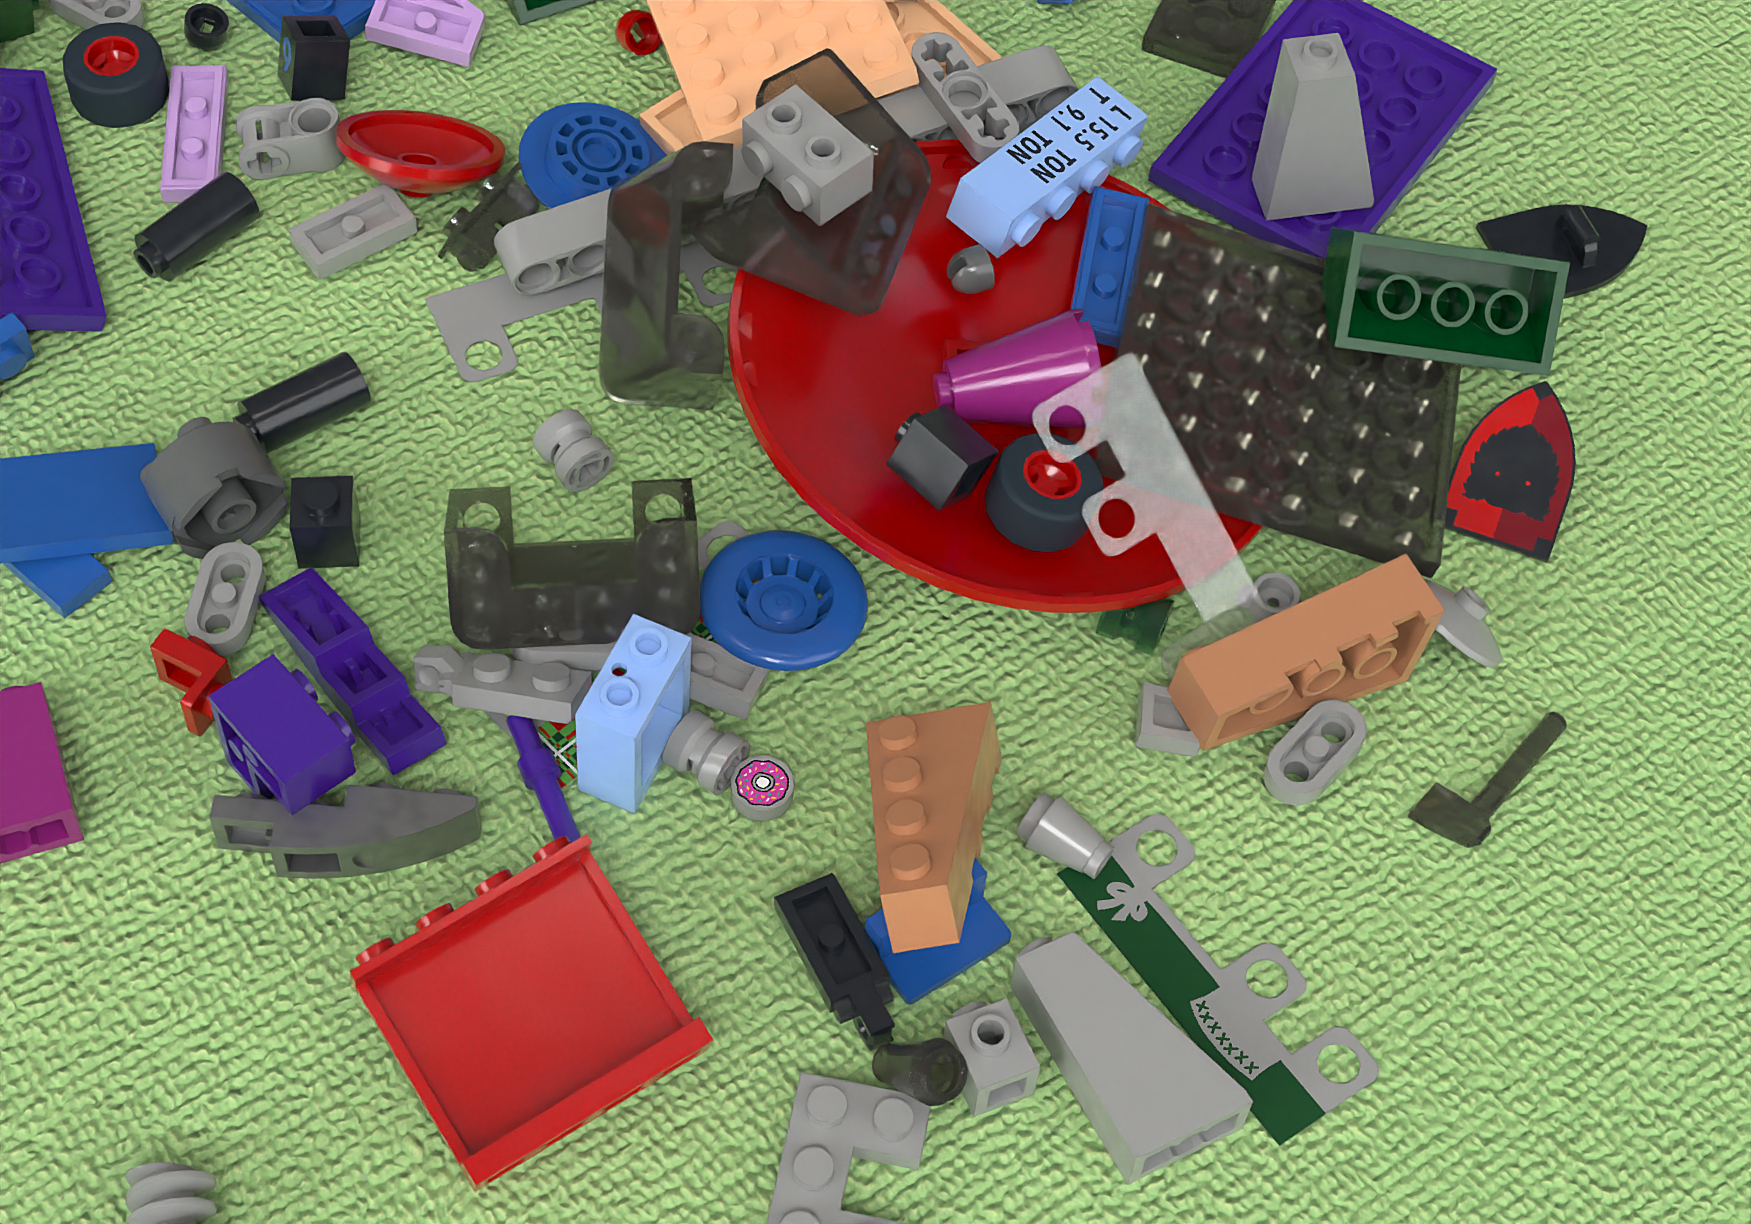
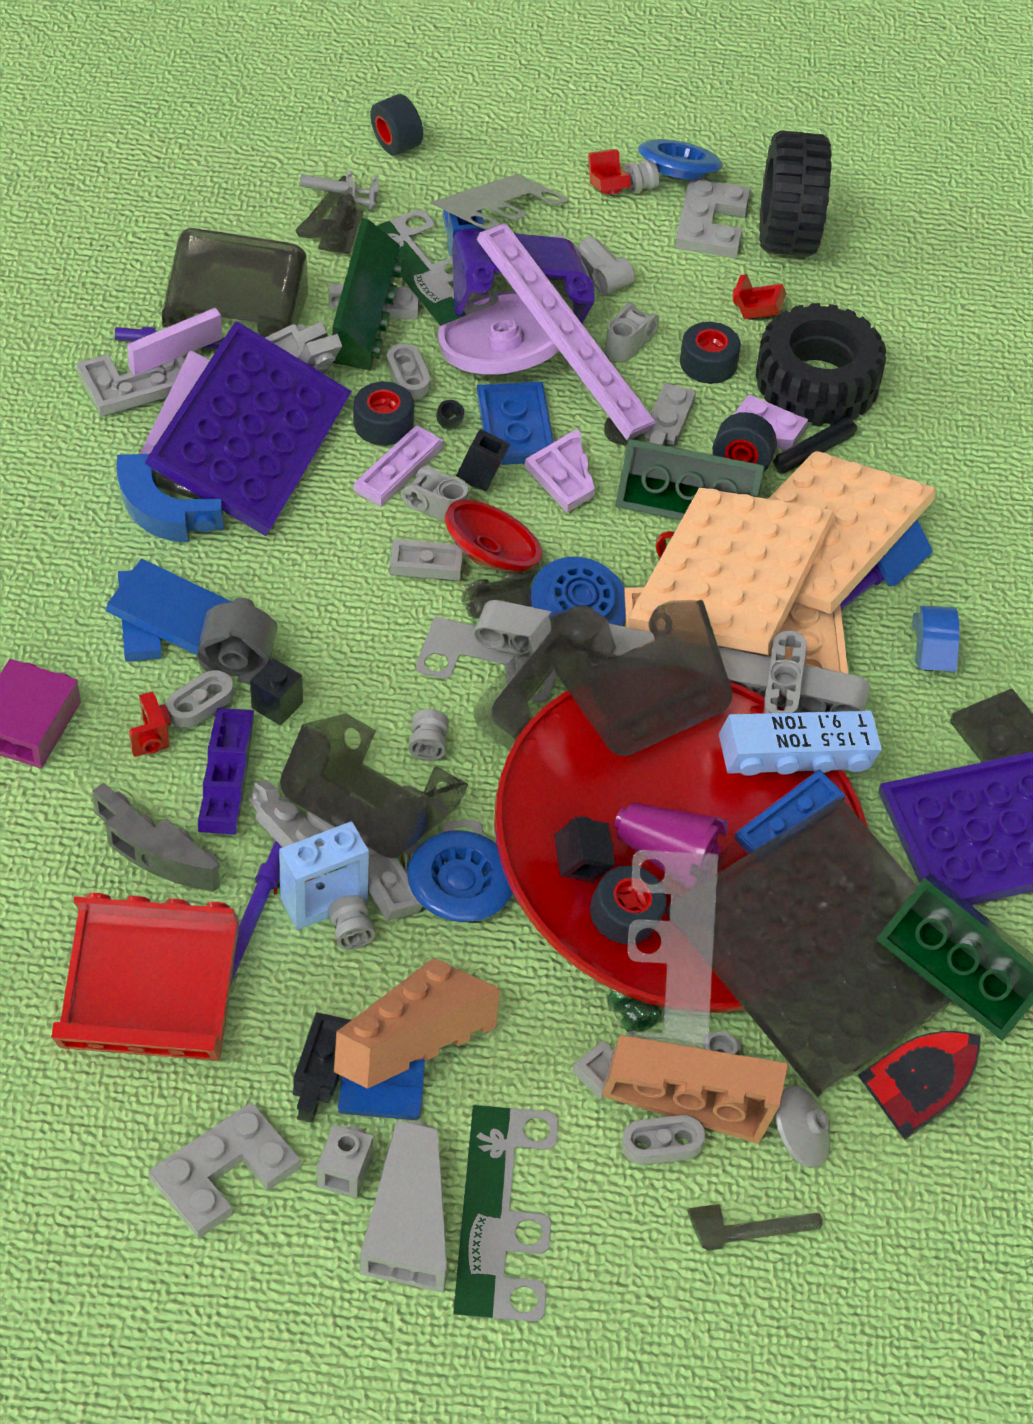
camera: 40 degrees right, 5 degrees down
(195, 227) = (350, 511): black brick -> none
(281, 735) = (155, 773): dark purple brick -> none
(304, 402) = (320, 628): black brick -> none
(762, 788) = (365, 959): tile -> none
(807, 155) = (650, 651): light grey brick -> none
(922, 1069) = (307, 1148): clear smoke cone -> none
(971, 270) = (703, 769): dark grey hinge -> none
(1064, 836) = (487, 1082): light grey cone -> none
(1312, 134) = (965, 817): light grey slope -> none

